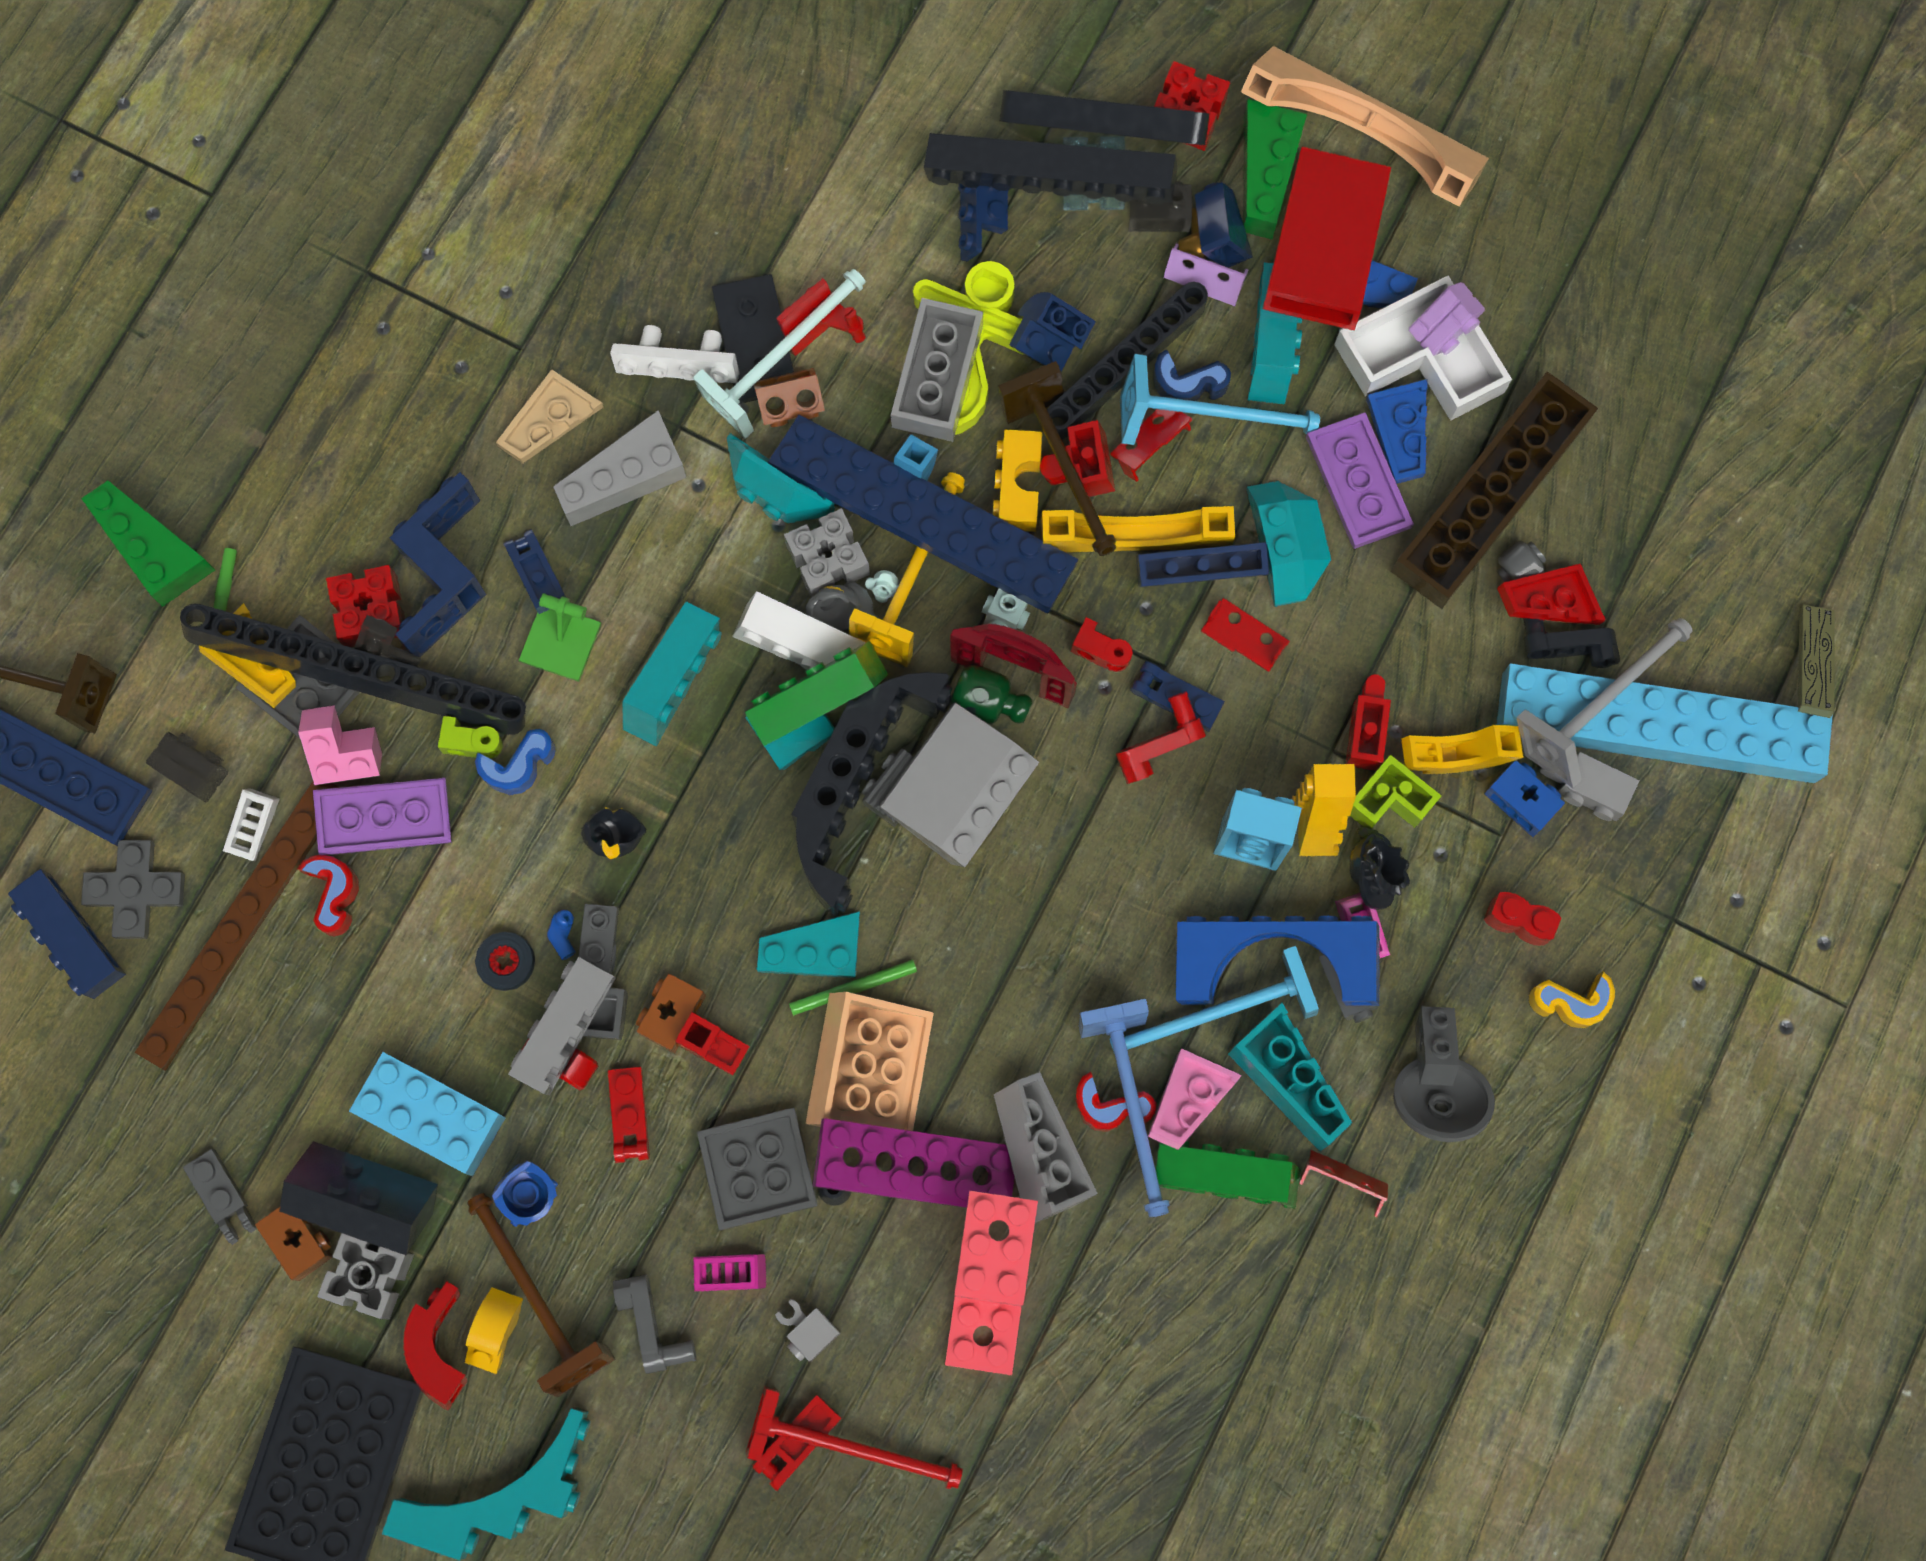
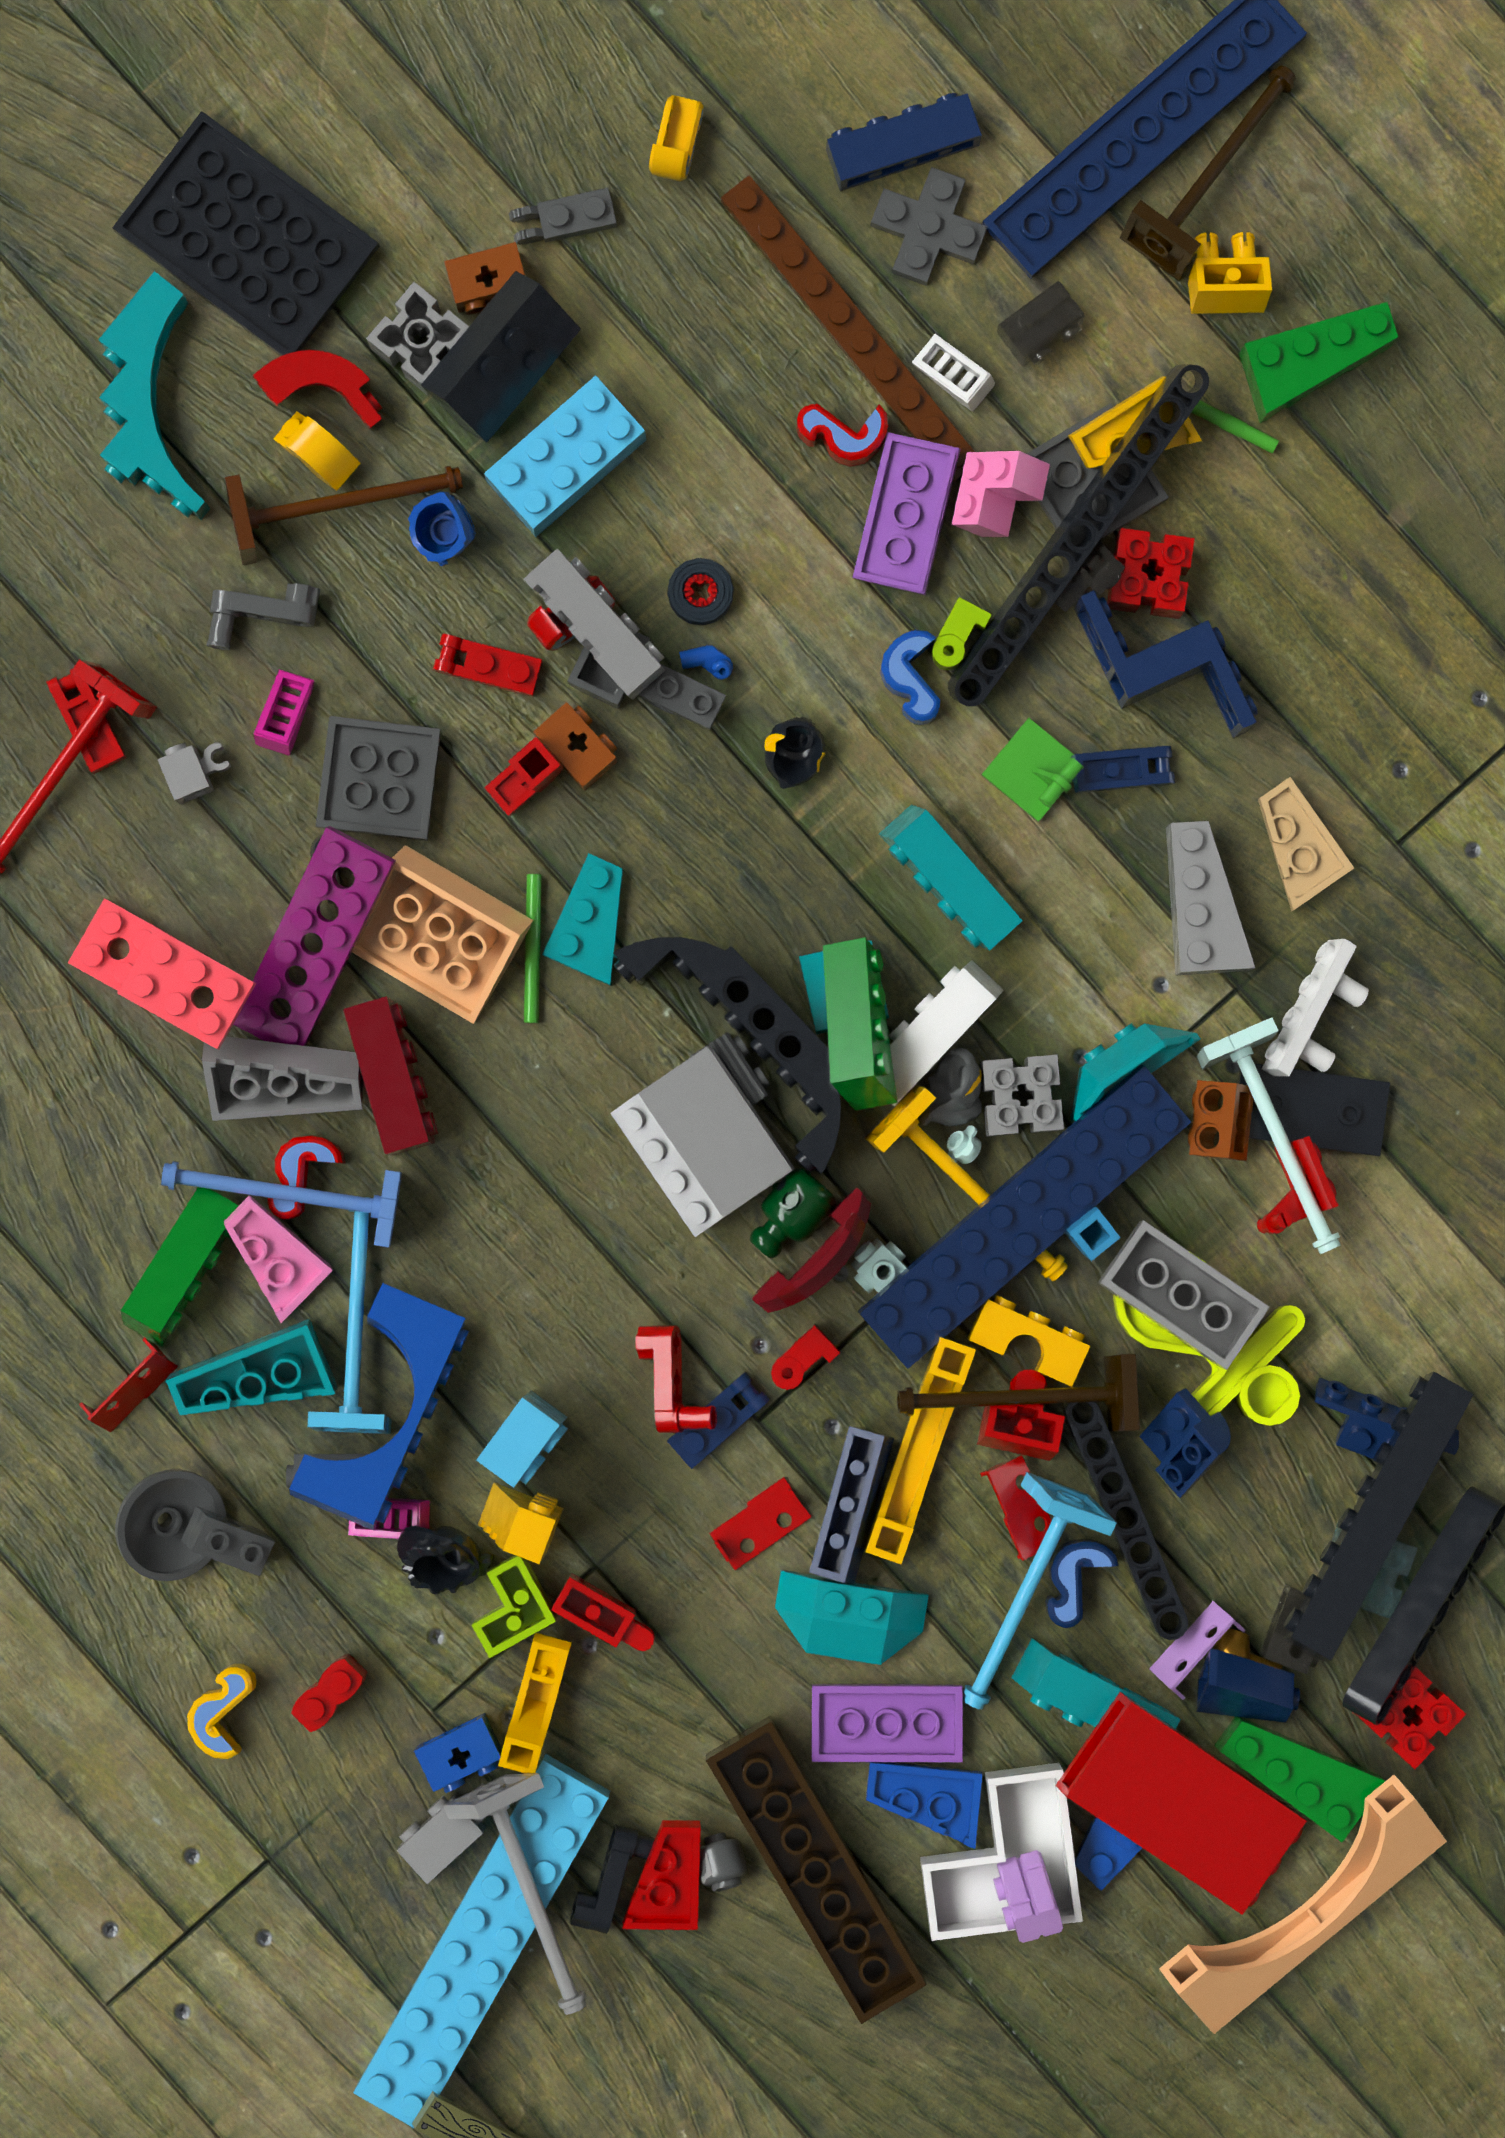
camera: 110 degrees right, 10 degrees up
(105, 628) = (1229, 283): none -> yellow brick
(121, 1123) = (676, 139): none -> yellow animal
(1004, 1058) = (389, 1075): none -> dark red brick

